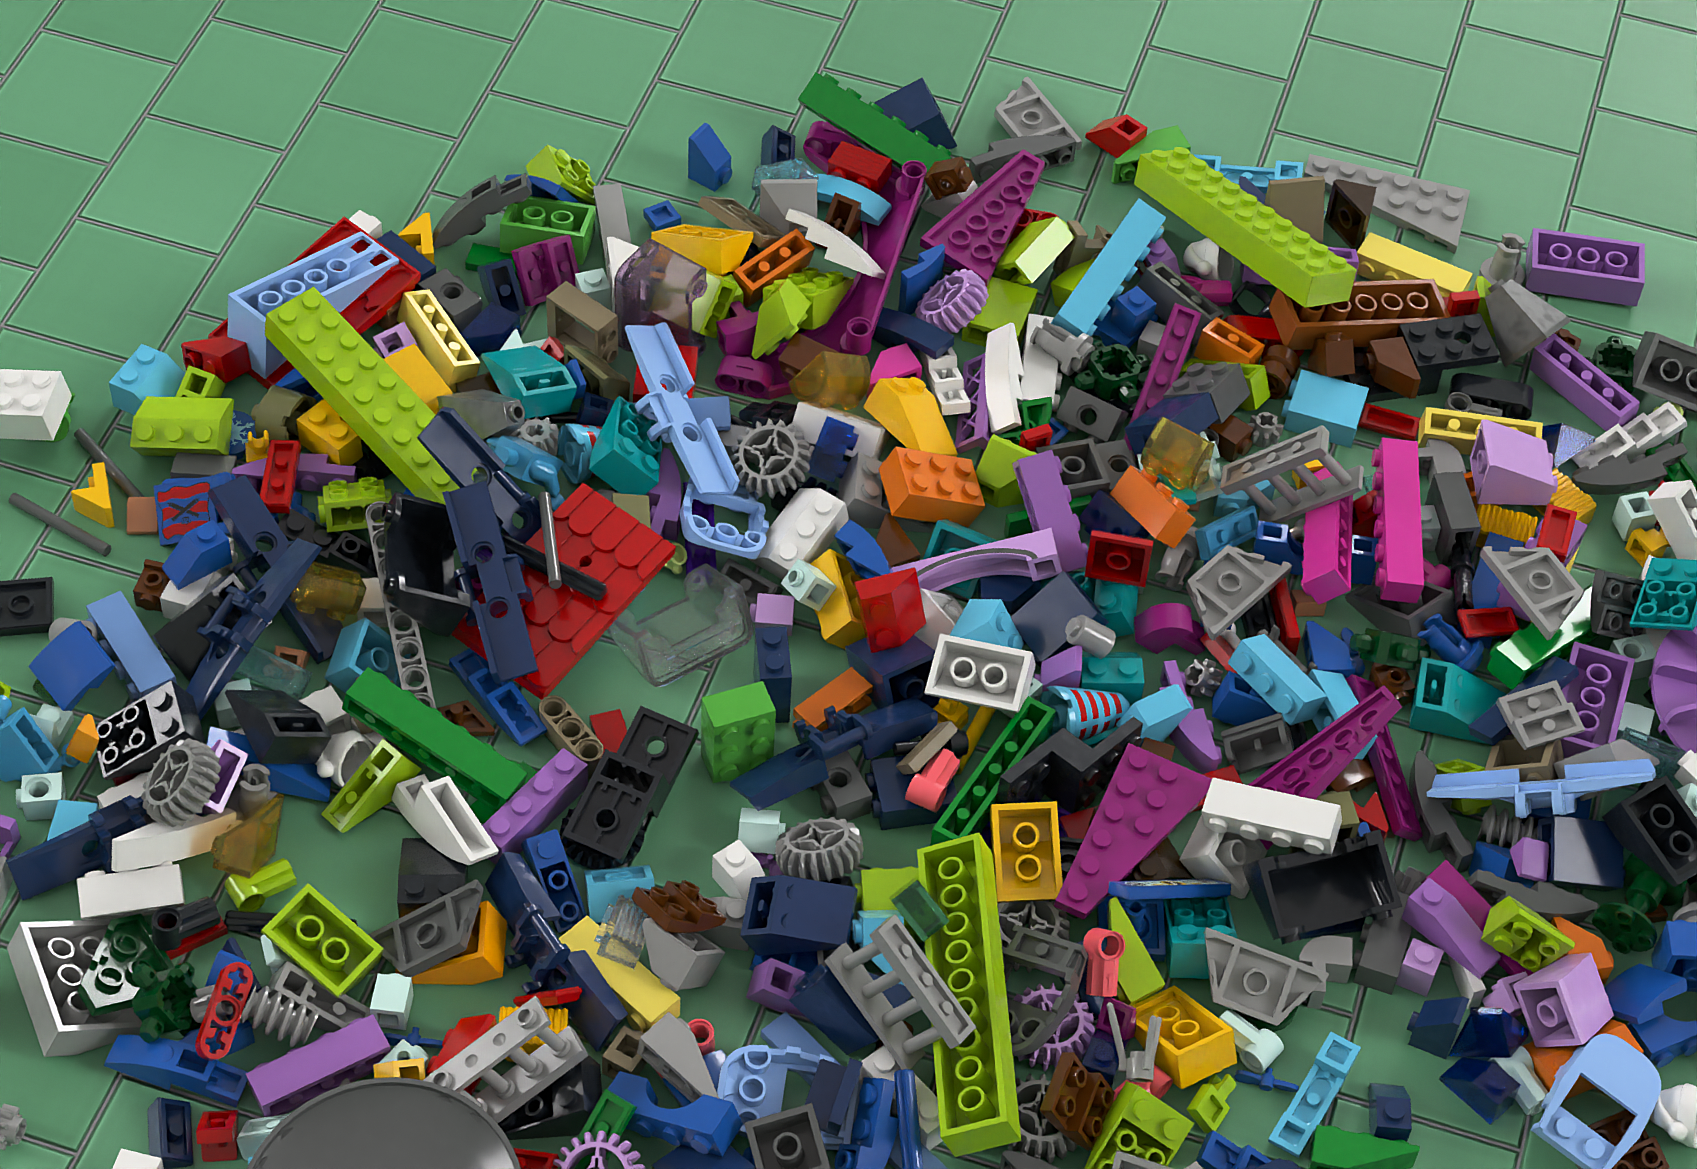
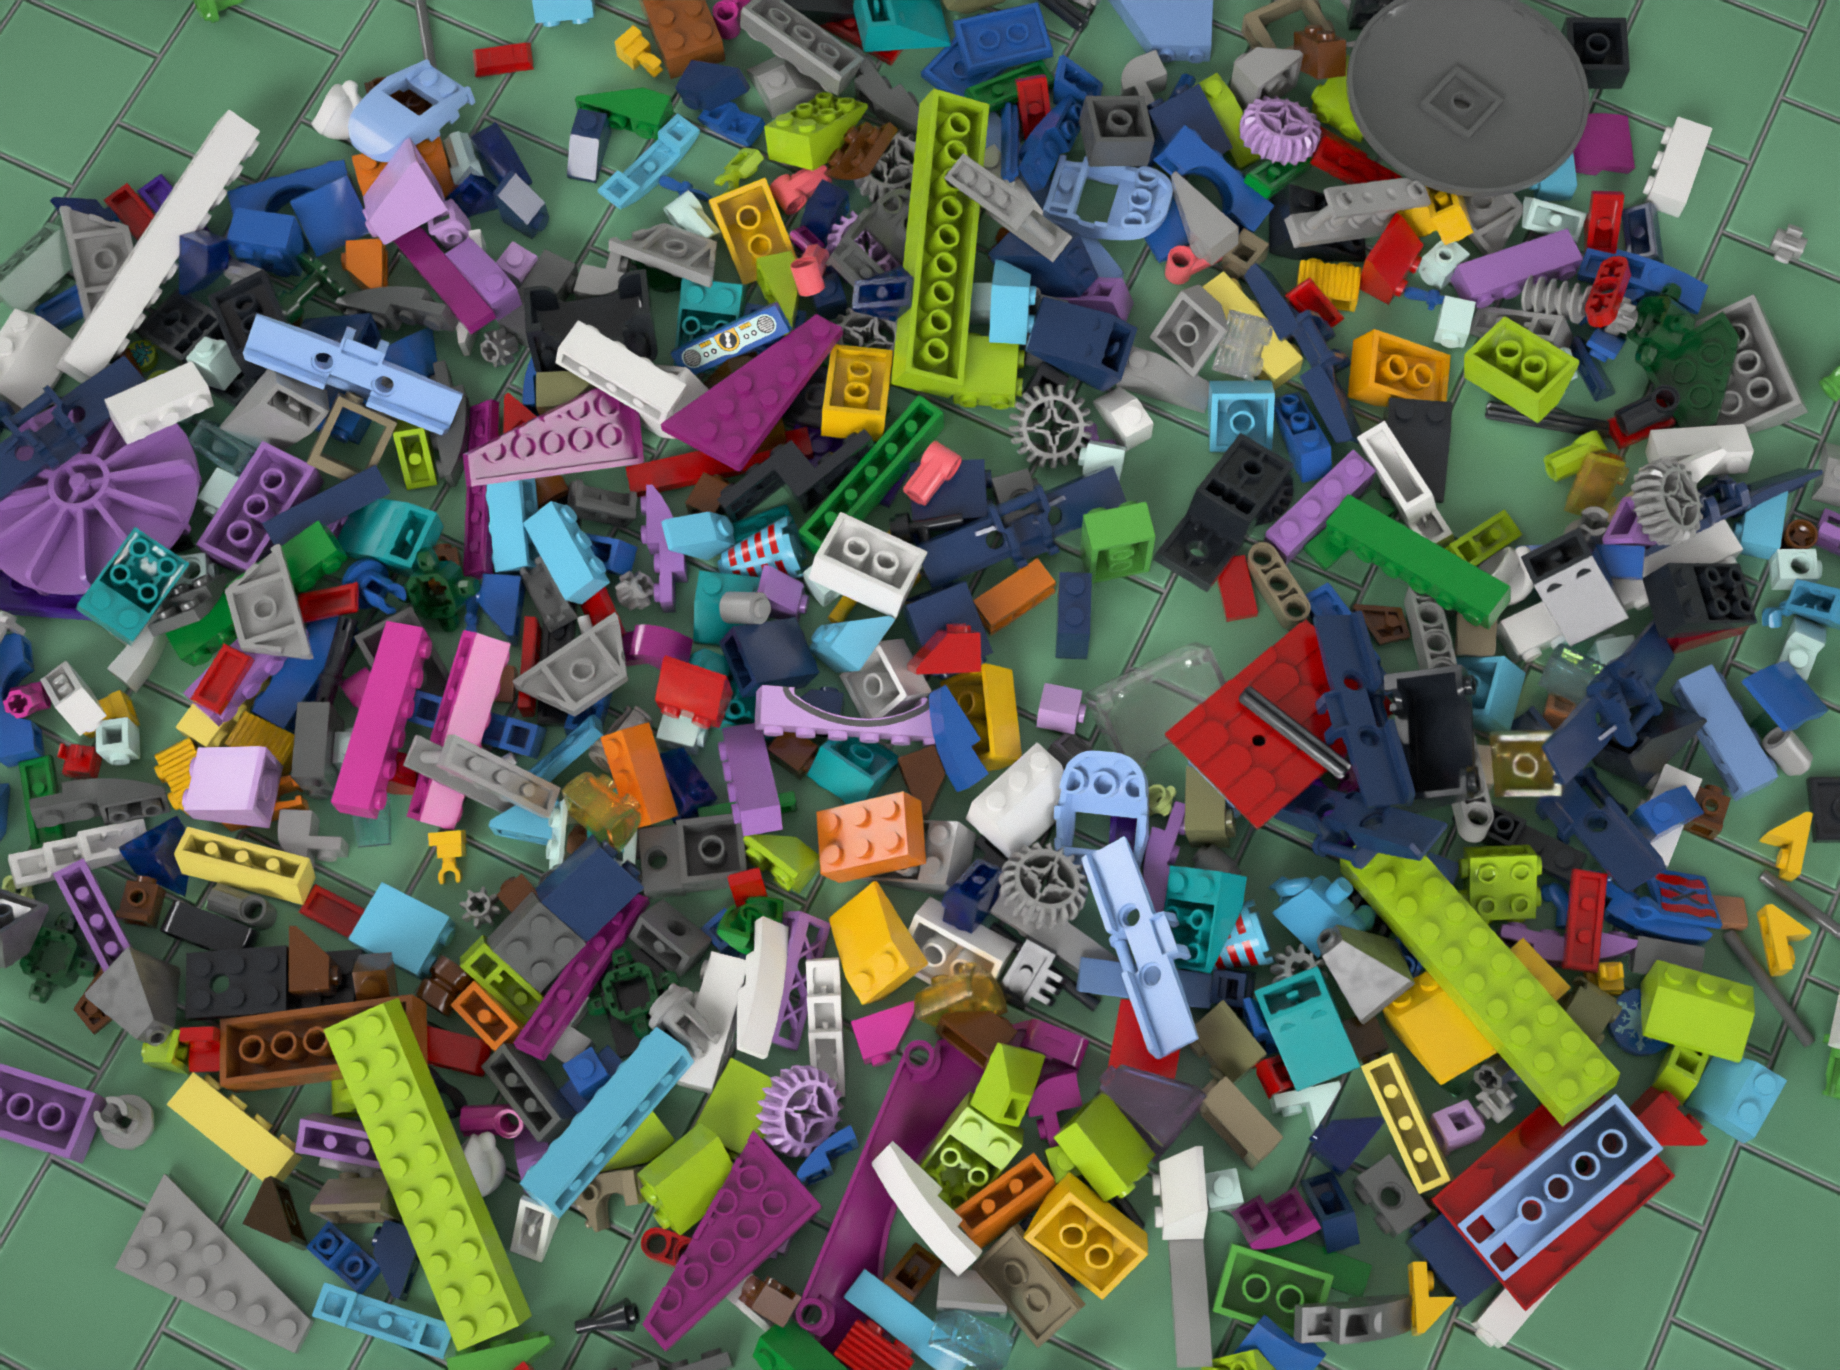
camera: 165 degrees left, 20 degrees up
(34, 823) = (1799, 532): none -> reddish brown wheel
(79, 569) = (1793, 838): none -> yellow slope
(84, 740) = (1764, 612): light orange slope -> none
(431, 931) = (1422, 370): dark grey wing -> none
(549, 540) = (1297, 754): dark grey bar -> none
(662, 216) = (1127, 1318): blue plate -> none
(679, 907) = (1191, 360): reddish brown slope -> none
(808, 584) = (1023, 720): light aqua brick -> none
(832, 1093) = (1071, 181): dark blue panel -> none
(901, 328) = (850, 1073): dark blue slope -> none
(919, 909) = (976, 319): clear green slope -> none
(927, 748) = (933, 503): dark tan tile -> none
(1016, 925) = (884, 295): none -> clear blue slope
(1064, 190) = (618, 1317): none -> black cone
(1141, 1063) = (798, 180): light grey plant -> none
(1524, 935) = (422, 247): lime slope -> none
(1531, 858) = (387, 330): medium lavender slope -> none
(1540, 715) = (321, 468): light grey slope -> none
(1558, 406) = (148, 910): none -> reddish brown brick

